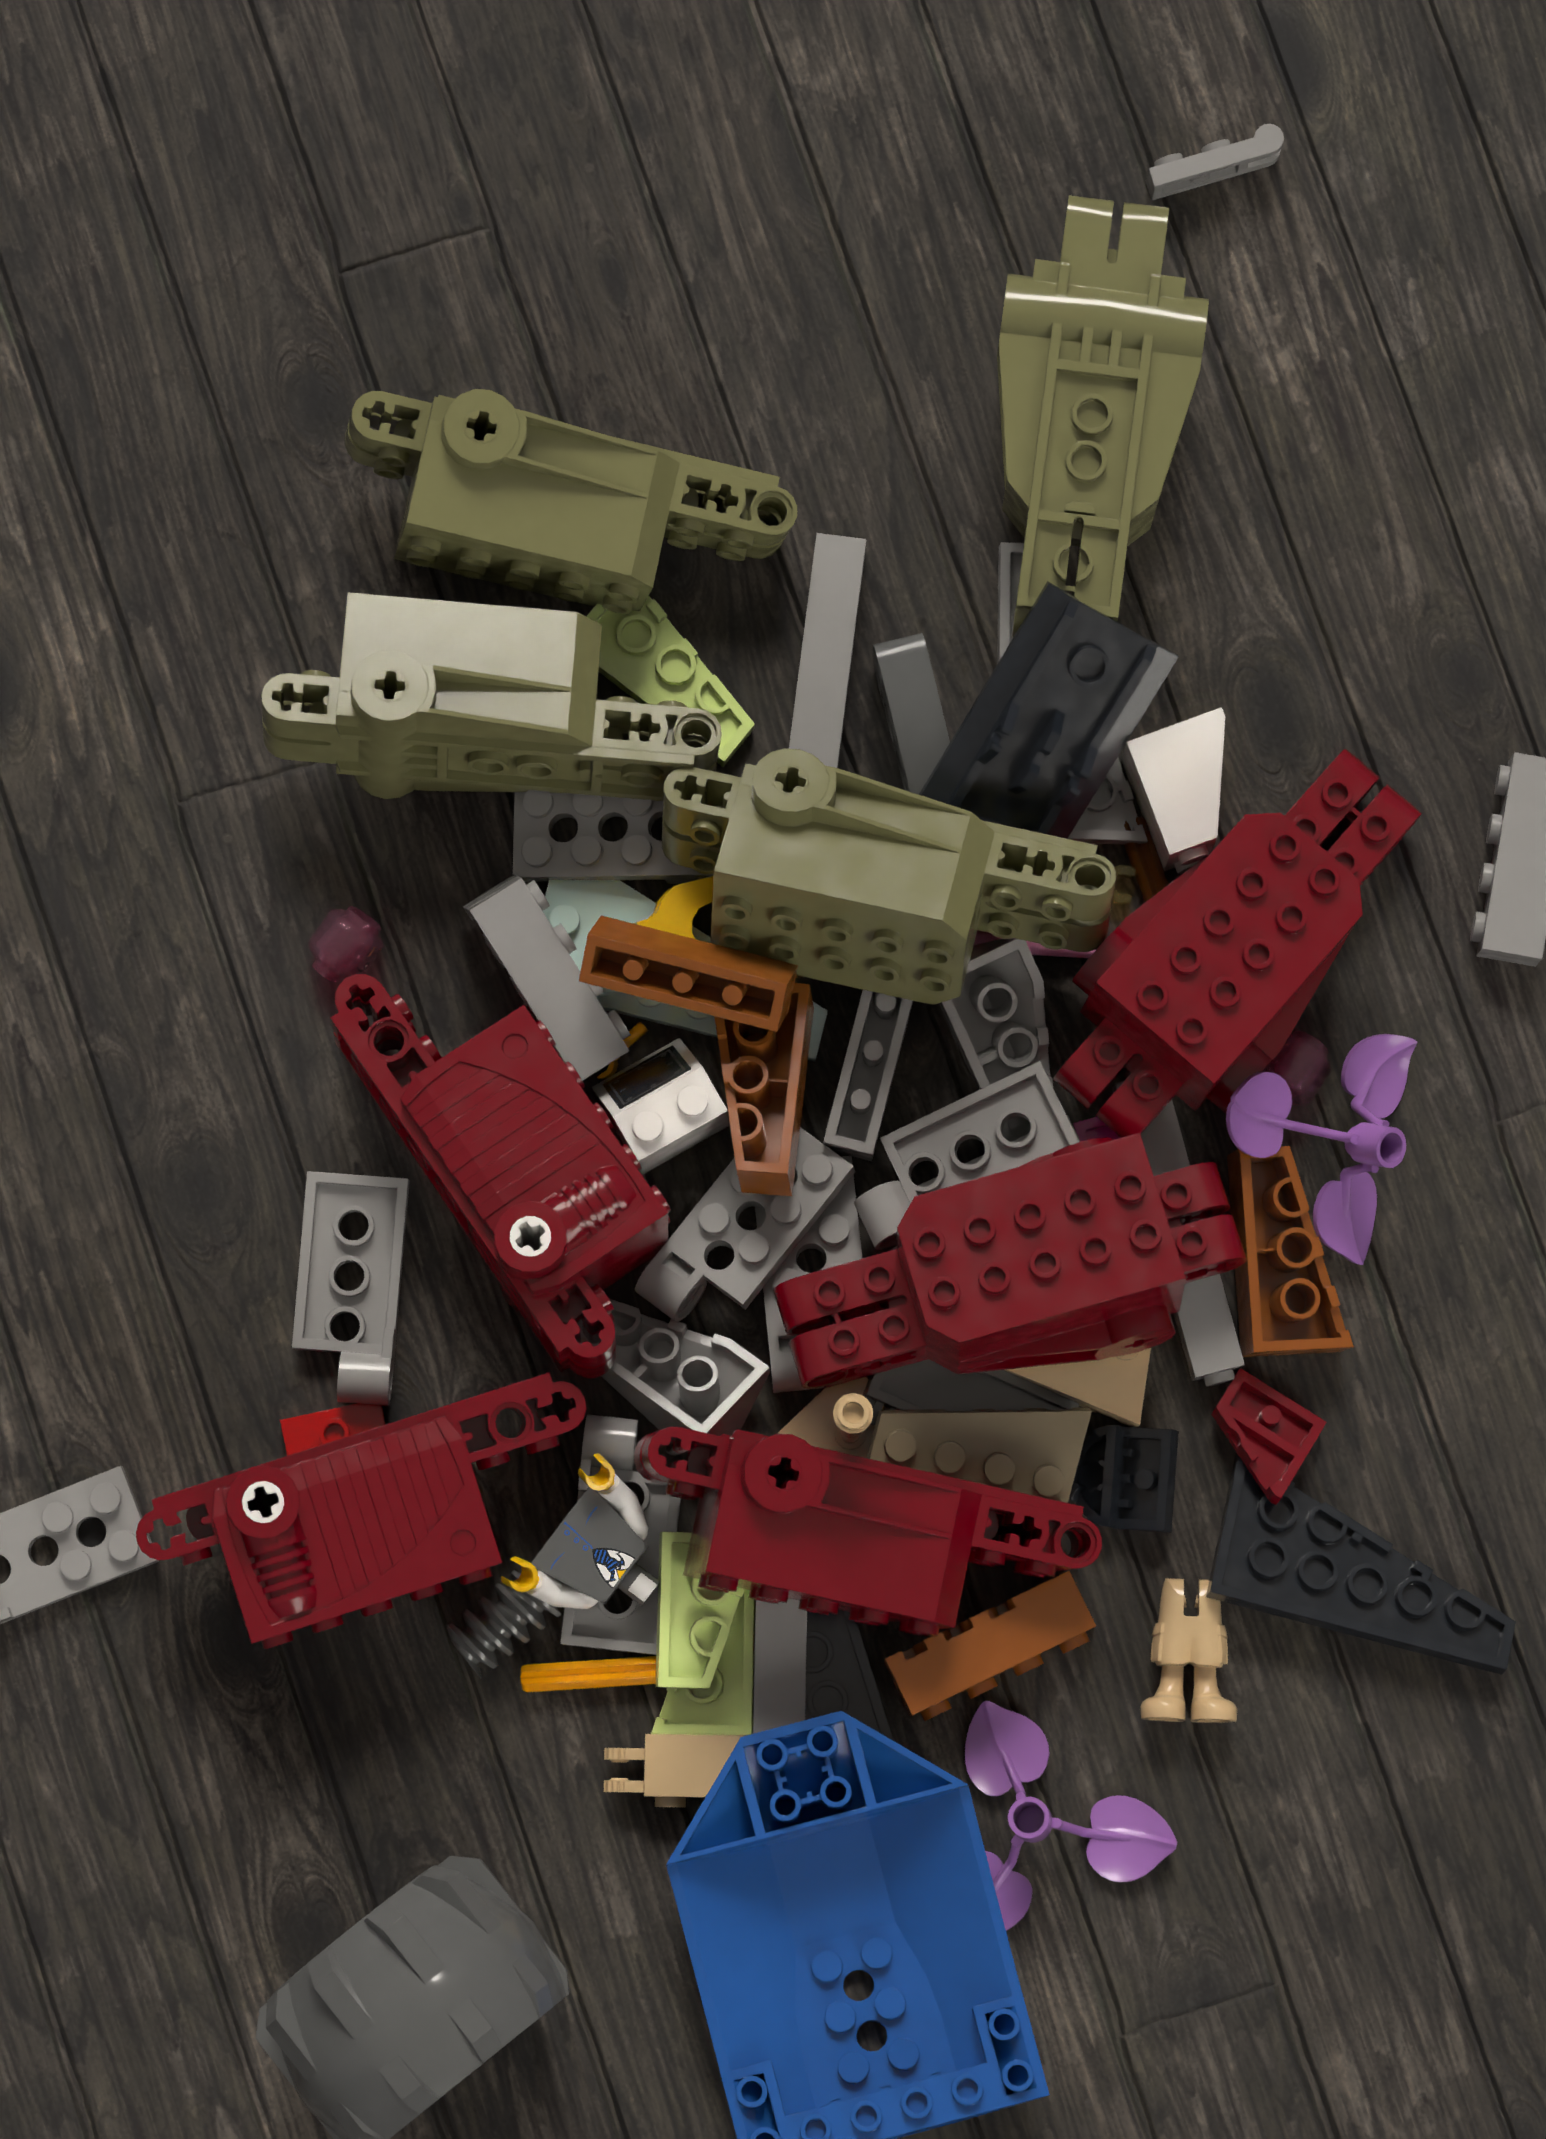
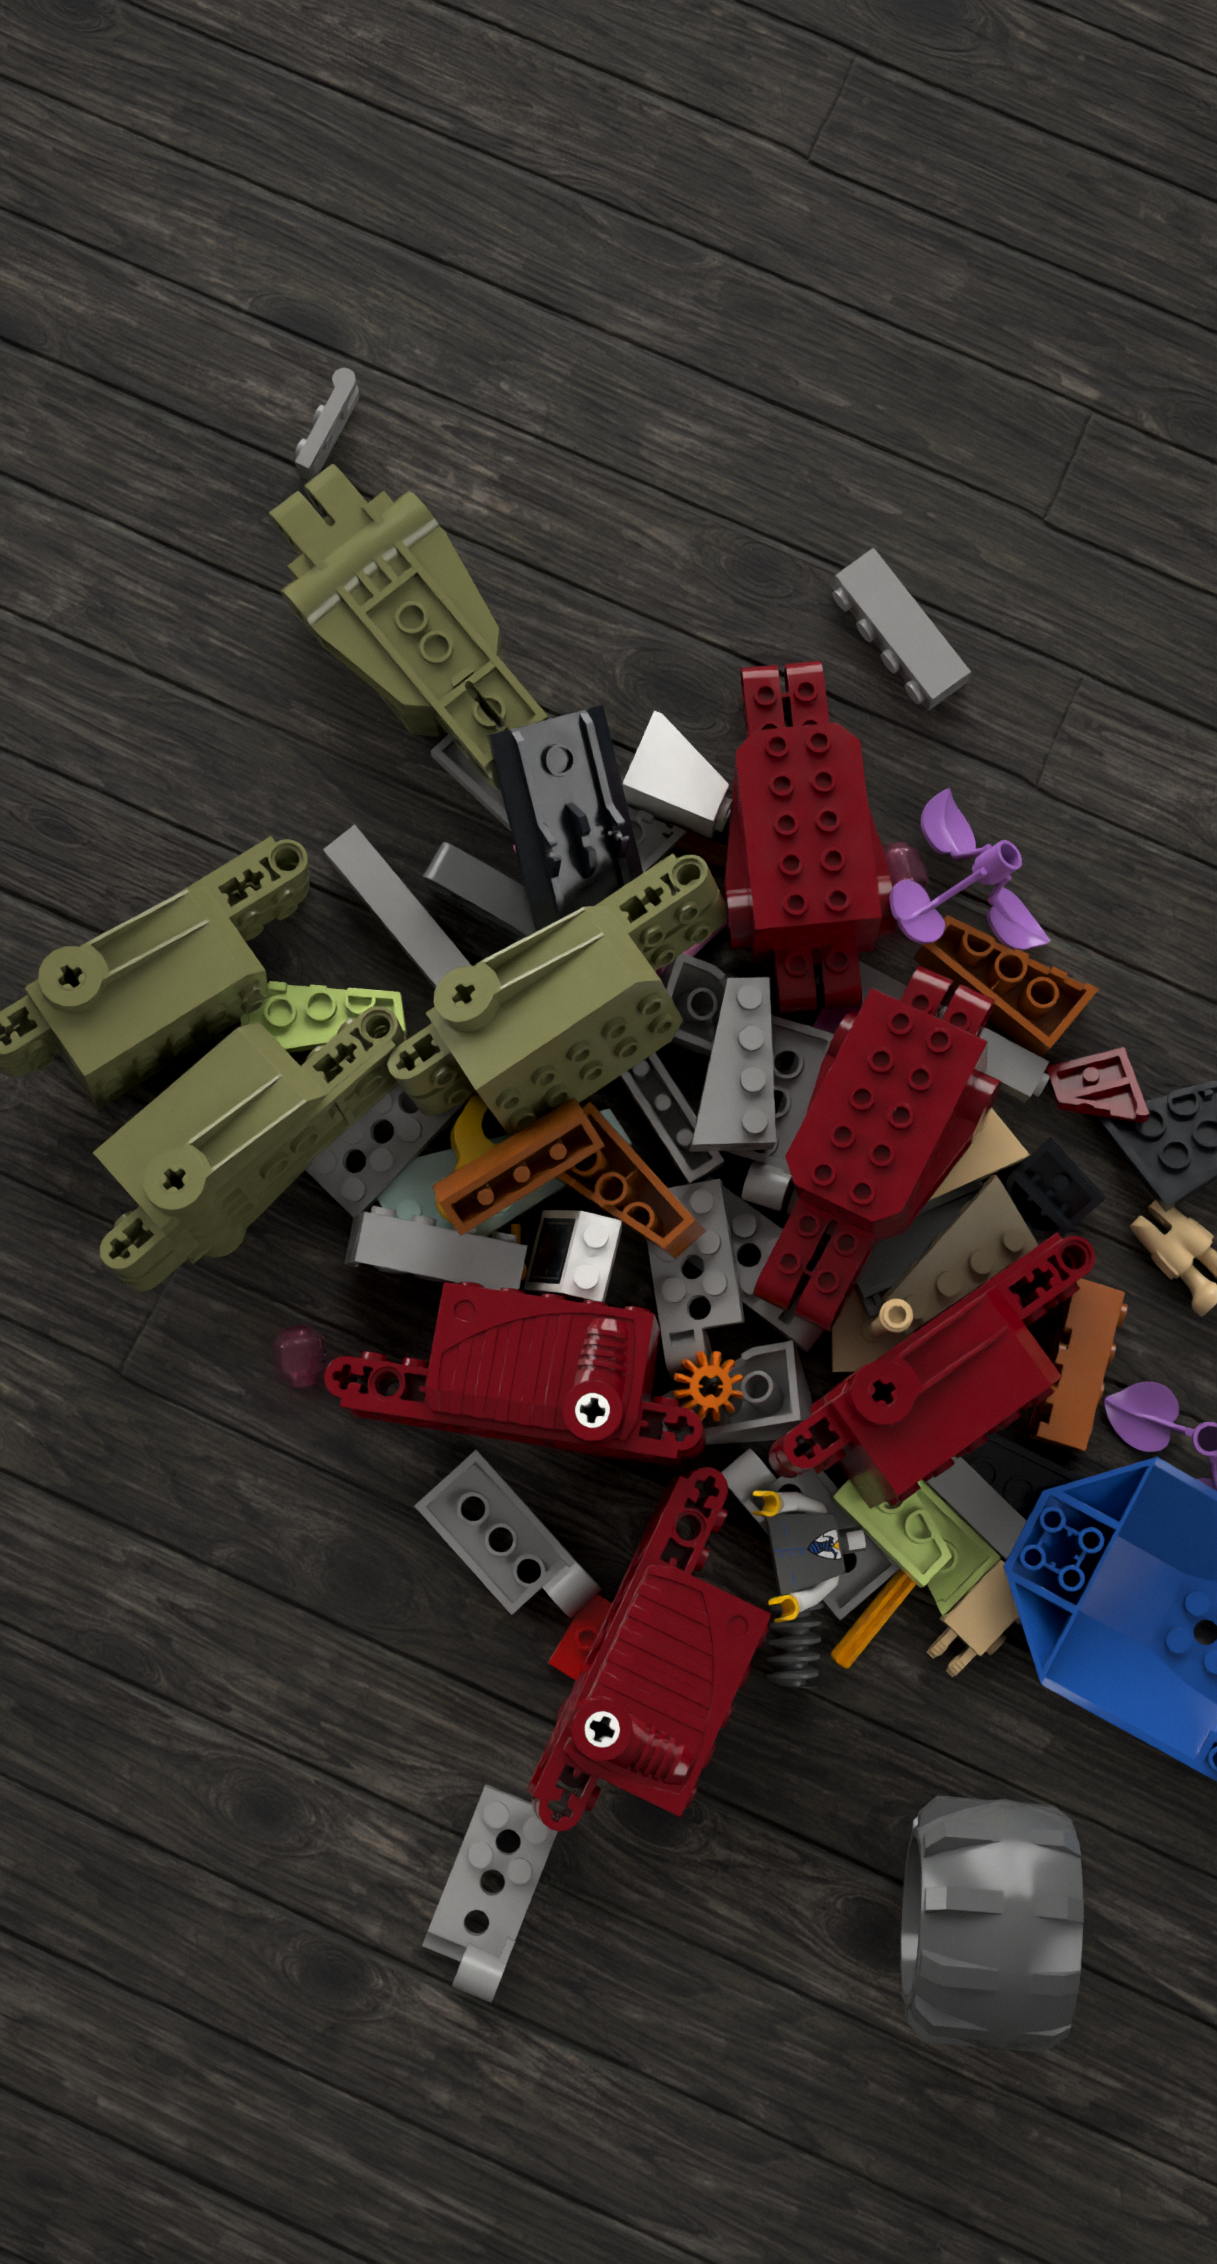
camera: 45 degrees left, 0 degrees up
(668, 1316) = (723, 1385): none -> orange gear
(951, 1099) = (739, 1079): none -> light grey wedge

